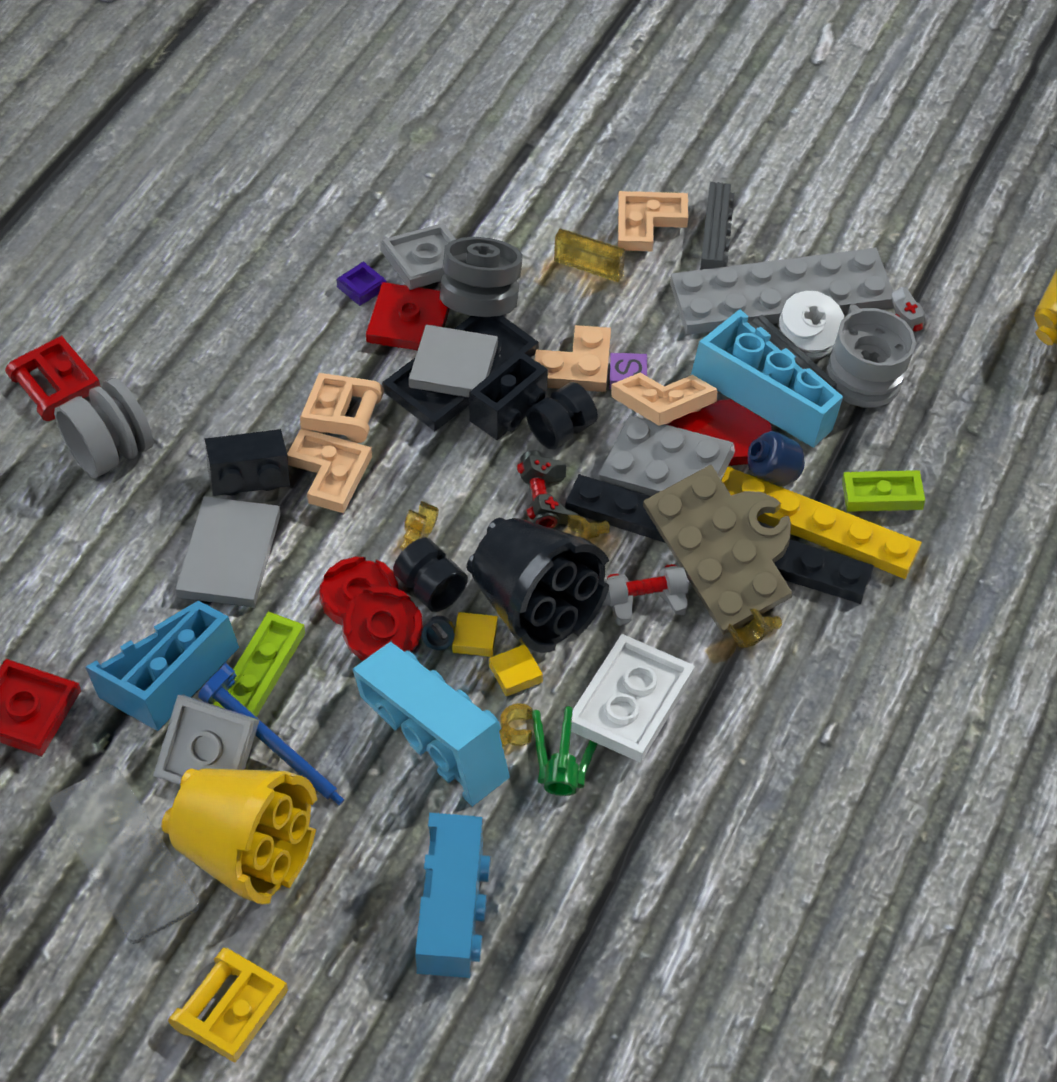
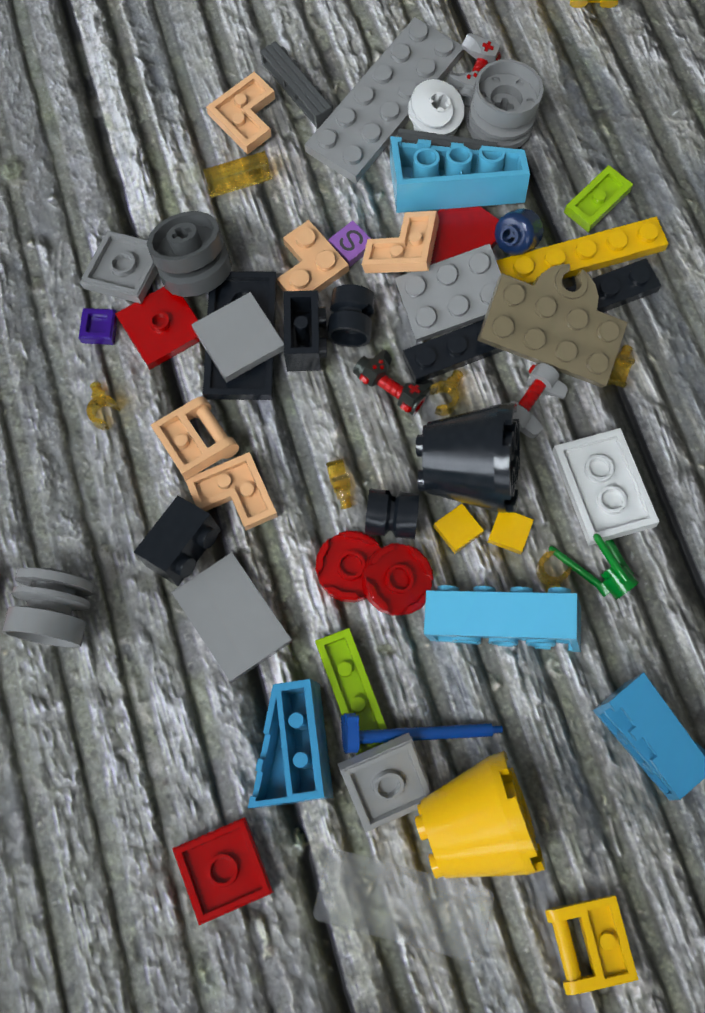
camera: 40 degrees left, 20 degrees up
(298, 332) = (99, 400): none -> clear yellow piece
(432, 636) = (436, 556): black hinge -> none

